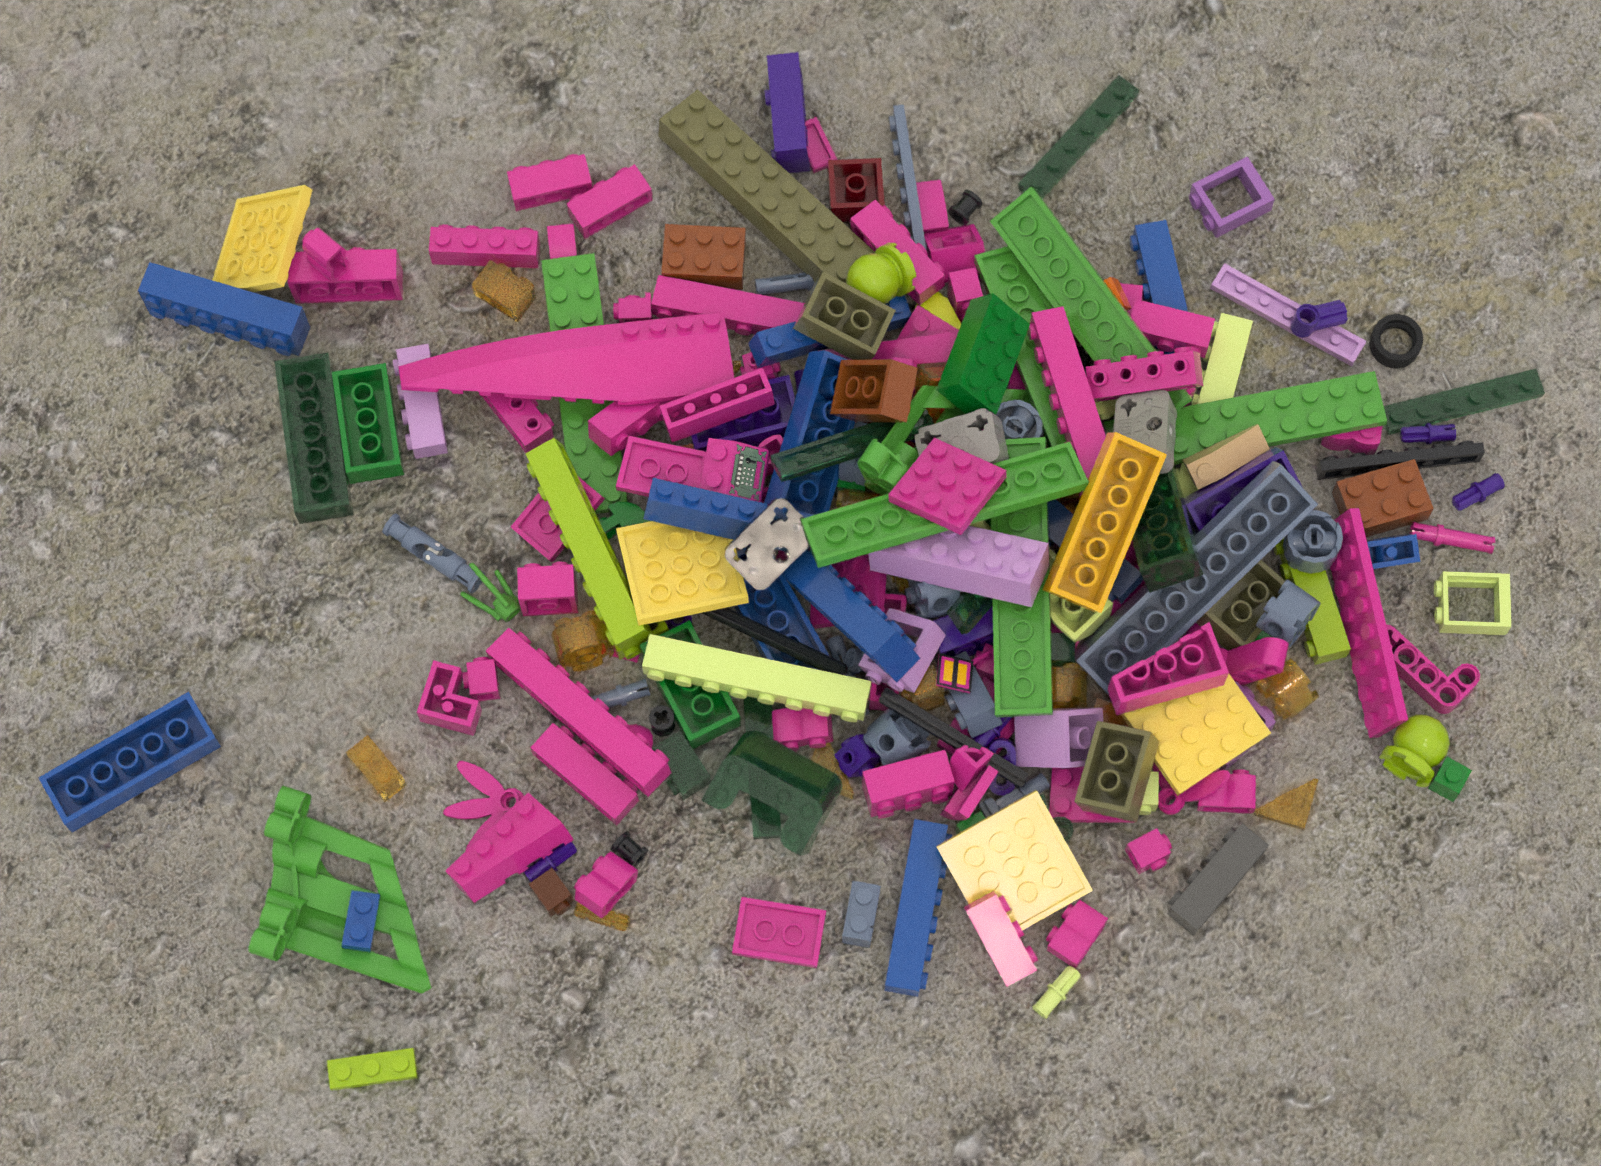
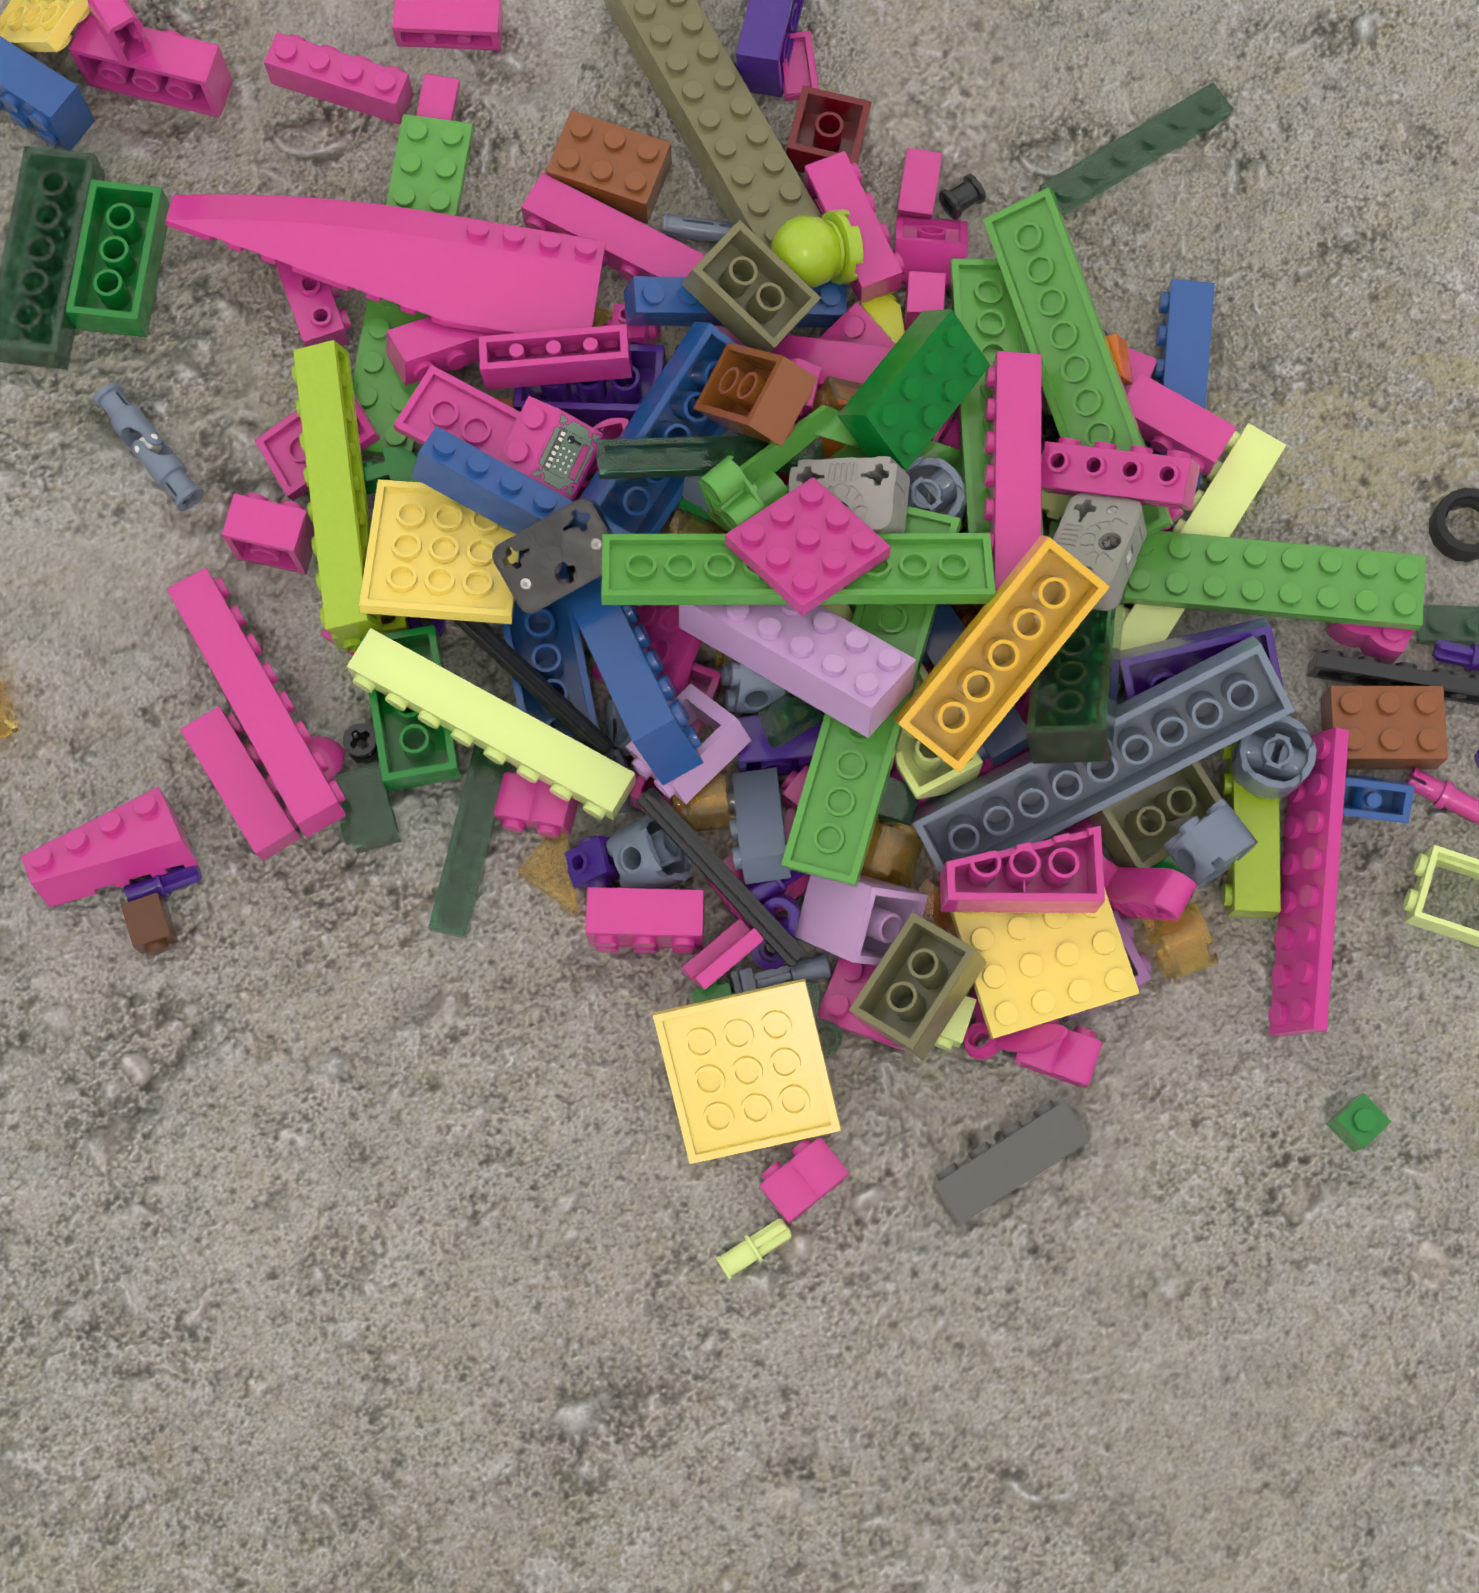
camera: 15 degrees right, 5 degrees up
(421, 410) = (192, 264): lavender brick -> none
(442, 704) = (92, 636): dark pink brick -> none
(478, 808) = (102, 787): dark pink plant -> none
(482, 679) = (154, 624): dark pink brick -> none
(504, 290) = (346, 140): clear yellow brick -> none
(505, 606) = (211, 540): bright green plant -> none
(581, 642) = (289, 613): clear yellow brick -> none
(605, 884) = (219, 934): dark pink brick -> none
(609, 201) = (514, 64): dark pink brick -> none
(619, 921) = (205, 972): clear yellow axle -> none
(620, 847) = (266, 897): black bush -> none
(624, 694) = (322, 695): sand blue pin -> none
(633, 308) = (498, 207): dark pink brick -> none
(779, 932) = (421, 1062): dark pink plate -> none
(782, 781) = (484, 870): clear green windscreen -> none
(861, 914) = (532, 1070): sand blue brick -> none
(905, 171) = (899, 131): sand blue plate -> none
(916, 909) = (605, 1086): blue brick -> none
(957, 672) = (752, 793): piece -> none
(968, 764) = (728, 918): dark pink brick -> none
(1001, 938) = (701, 1158): brick -> none
(1149, 851) = (933, 1099): dark pink brick -> none
(1225, 456) = (1194, 611): tan slope -> none
(1253, 184) = (1343, 272): medium lavender window -> none
(1281, 311) = (1335, 451): lavender plate -> none
(1290, 808) = (1138, 1095): clear yellow tile -> none
(1319, 317) = (1374, 465): dark purple piece -> none
(1417, 749) = (1327, 1070): lime tile -> none
(1440, 682) = (1384, 989): dark pink beam -> none

